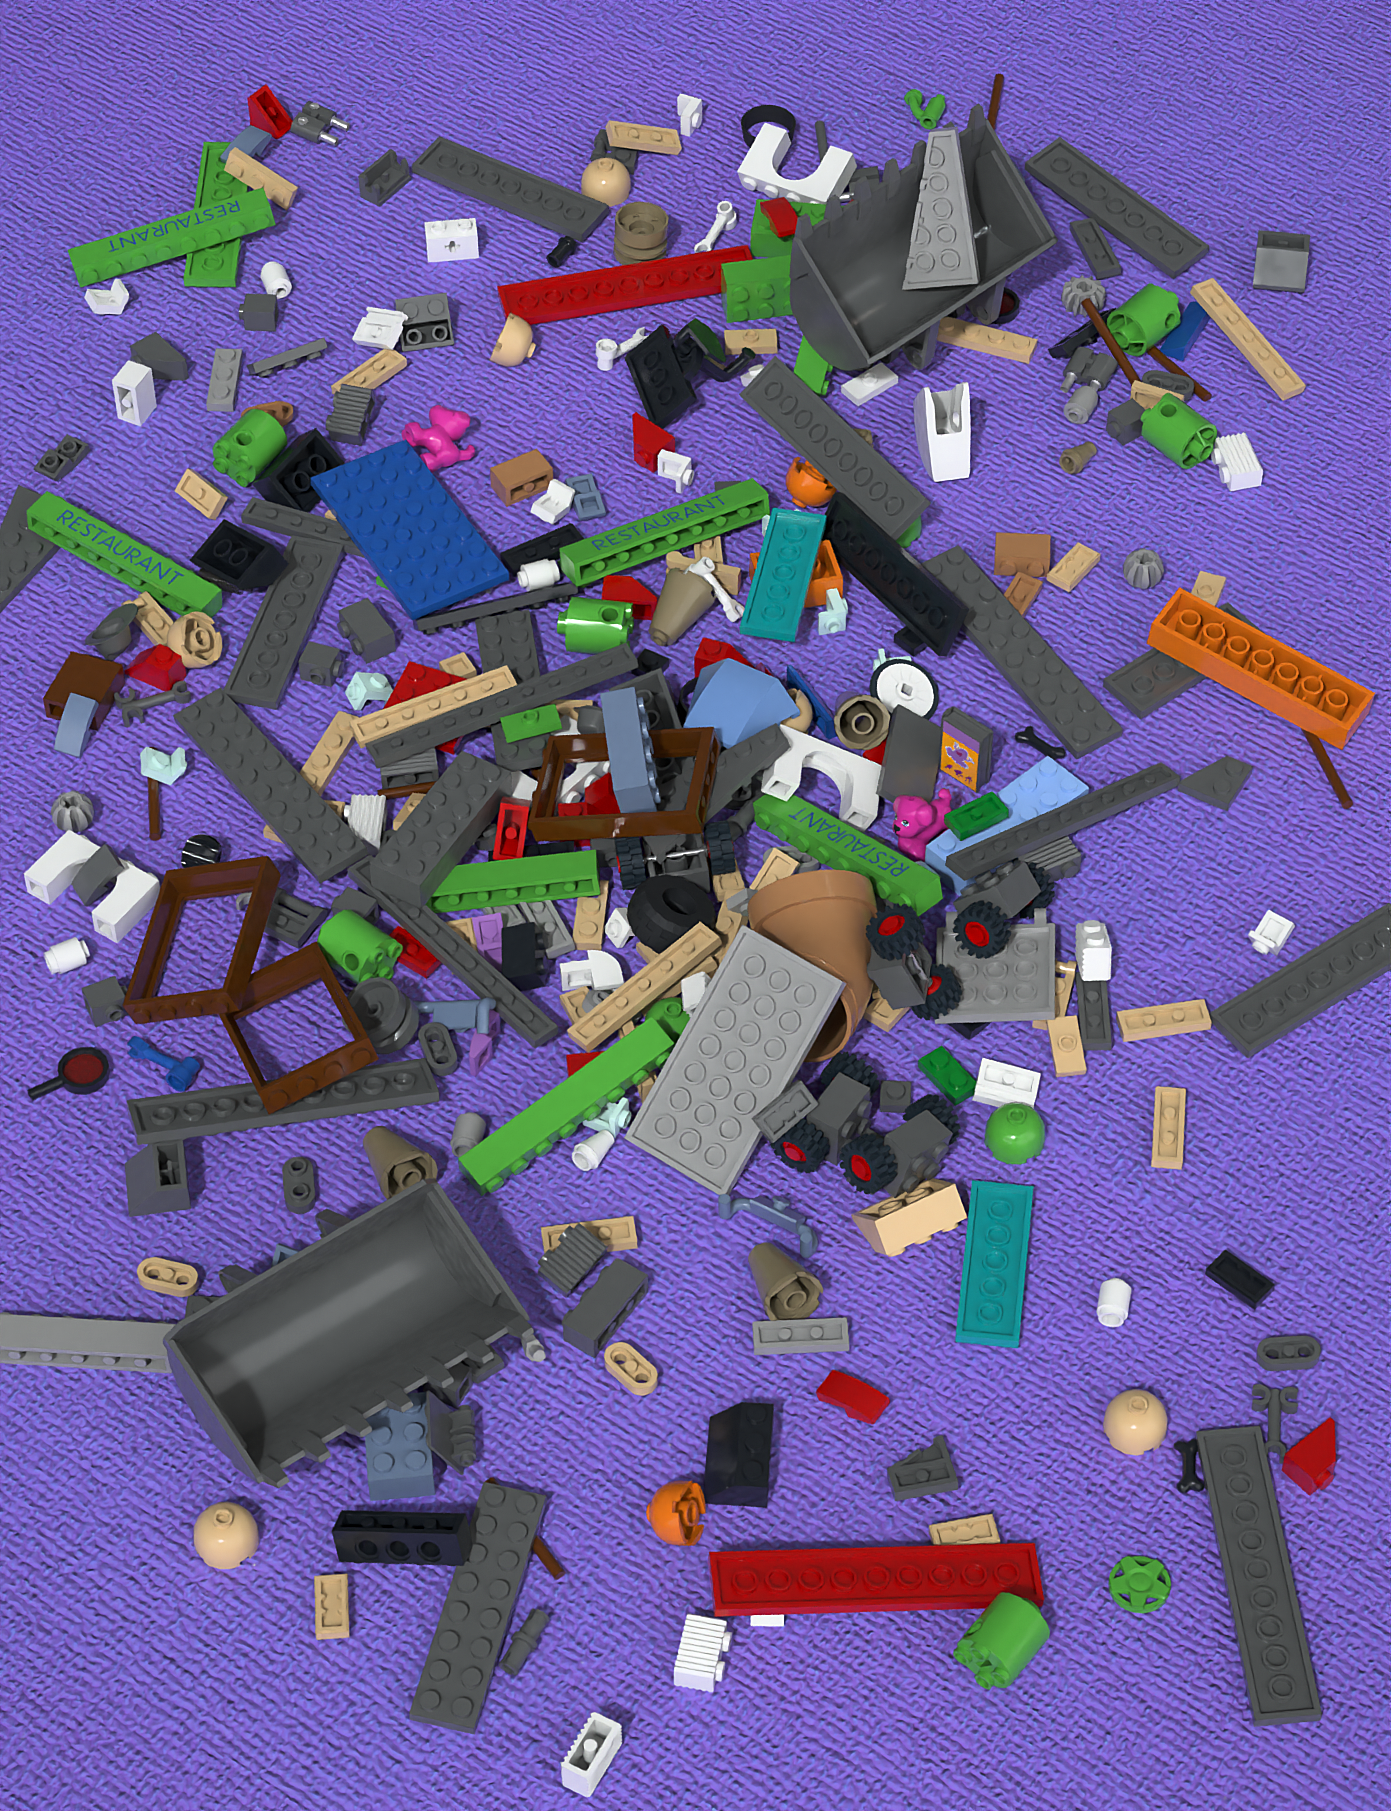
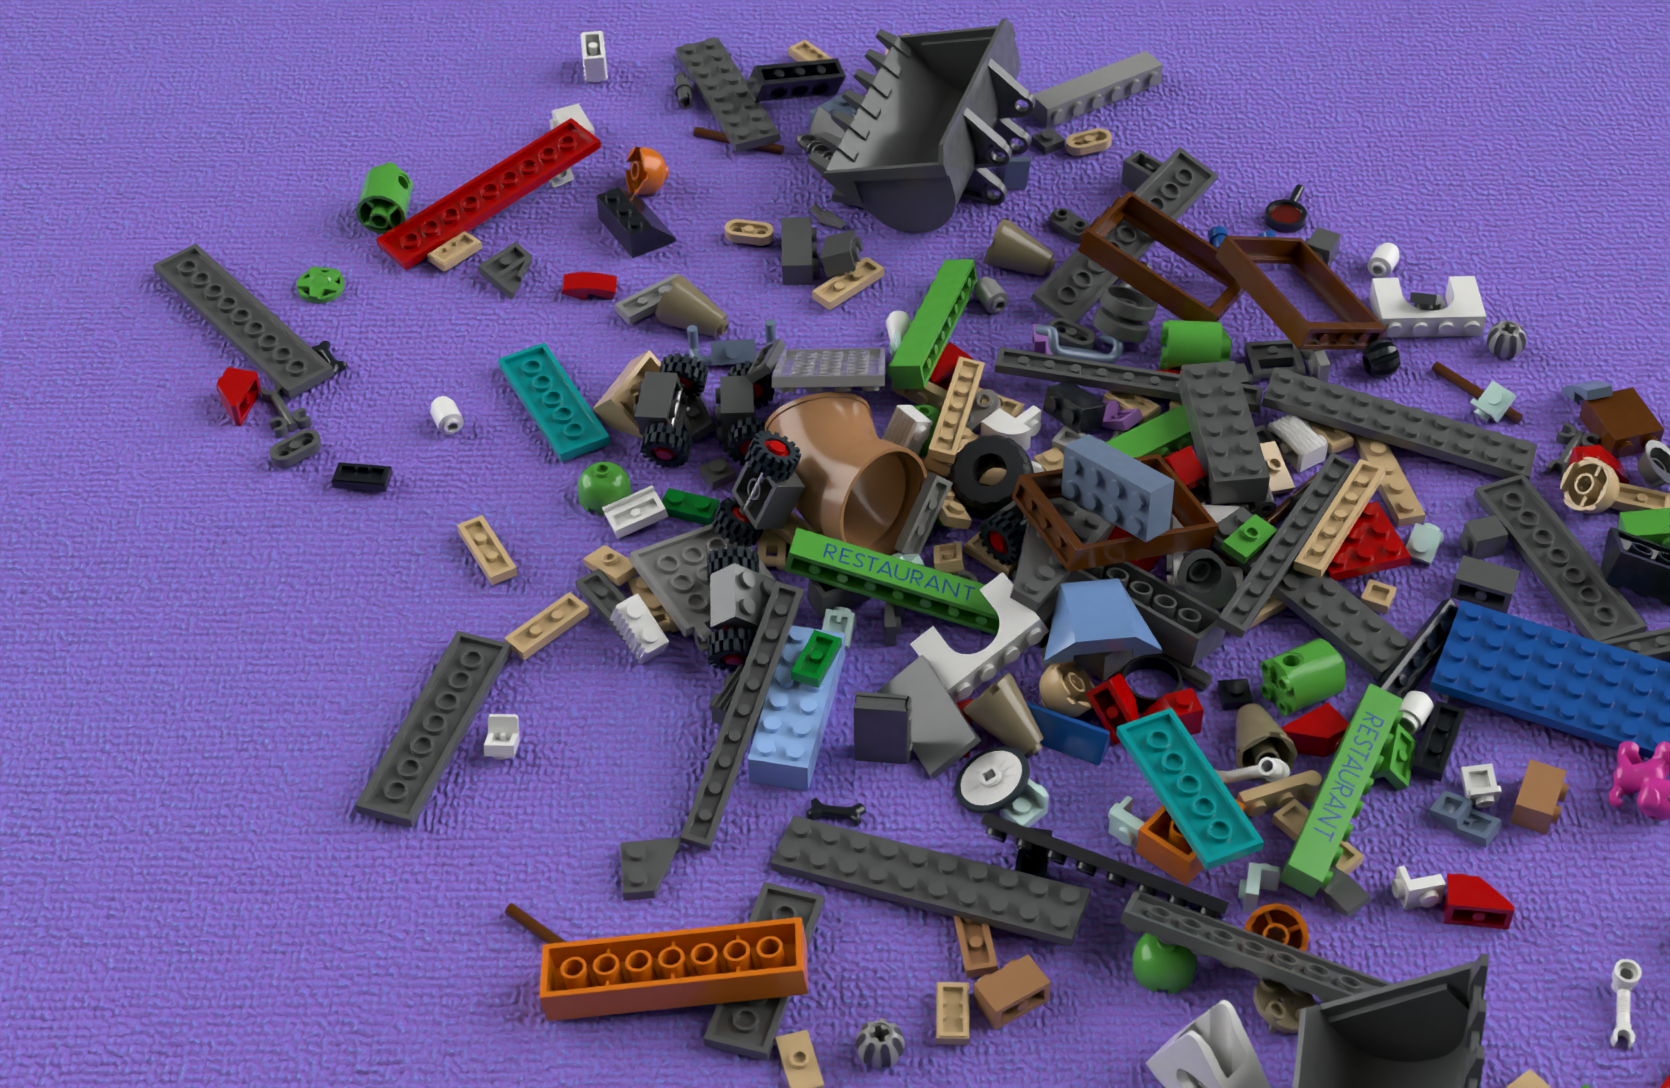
camera: 145 degrees right, 5 degrees down
(667, 365) = (1527, 984): black plate -> none
(919, 822) = (864, 661): dark pink animal -> none
(1135, 1422) = (381, 359): tan cylinder -> none

